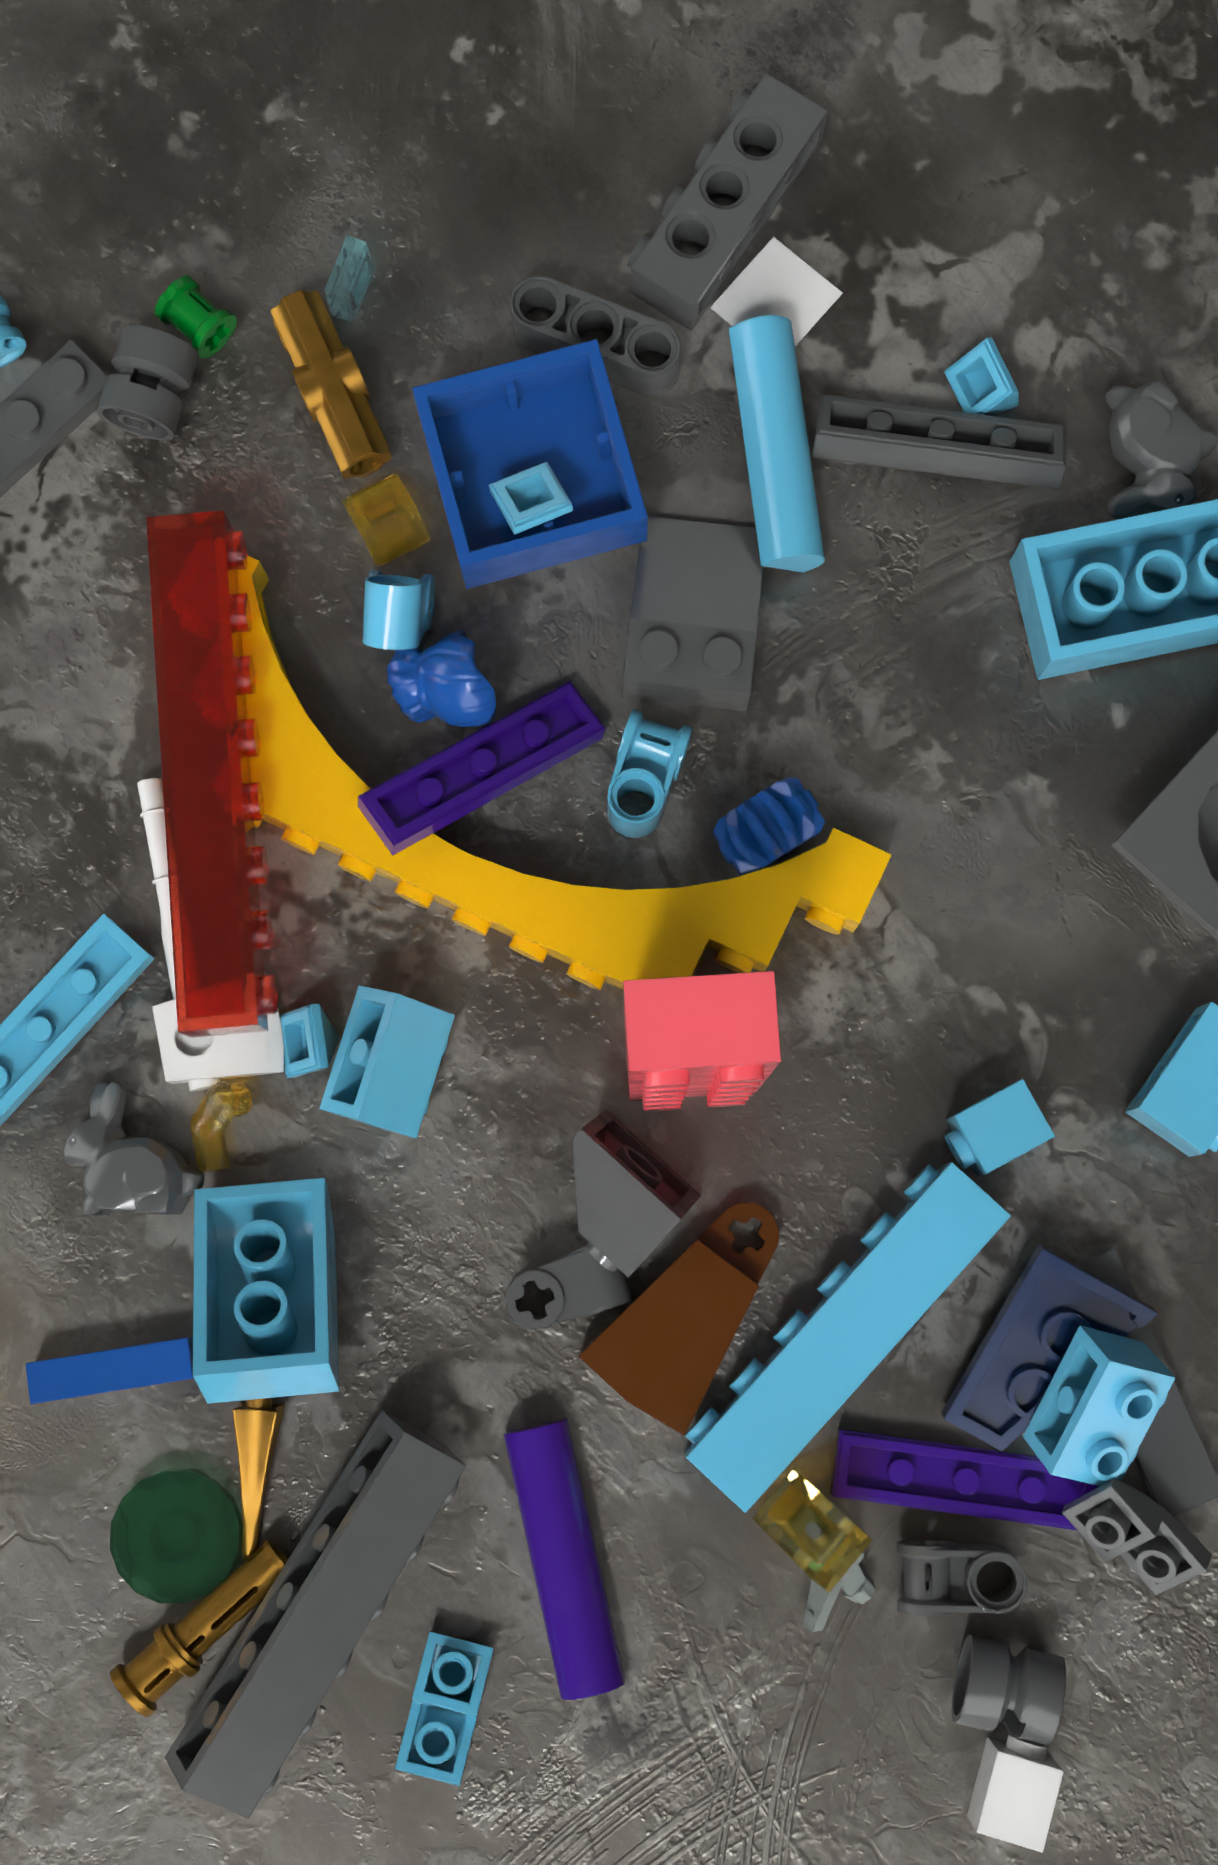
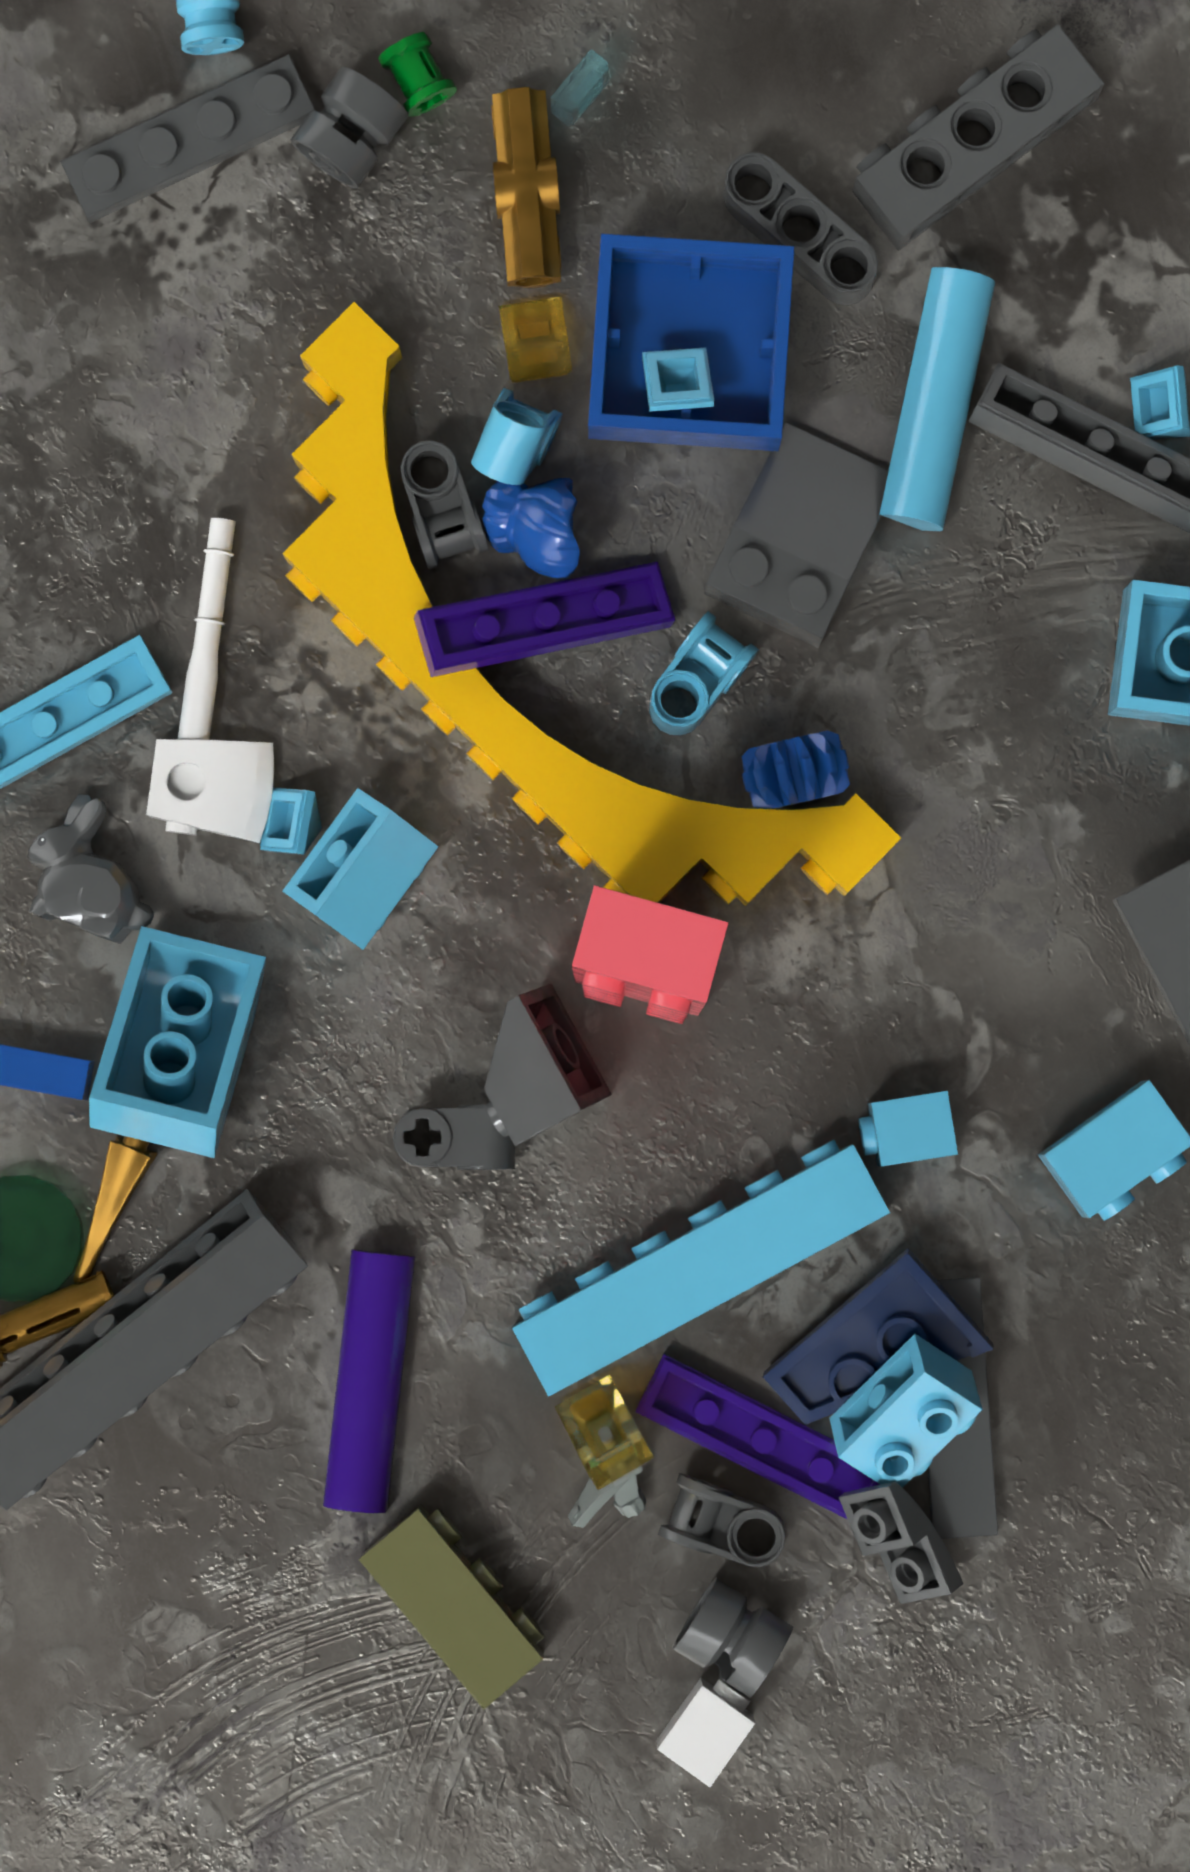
camera: 20 degrees right, 5 degrees up
(208, 775) = (284, 539): clear red brick -> none
(212, 1118) = (178, 864): clear yellow arm -> none
(354, 703) = (441, 508): none -> dark grey piece
(444, 1708) = (213, 1478): medium azure slope -> none
(679, 1328) = (550, 1208): reddish brown piece -> none
(724, 1753) = (454, 1604): none -> olive brick
(778, 285) = (995, 240): white sticker -> none

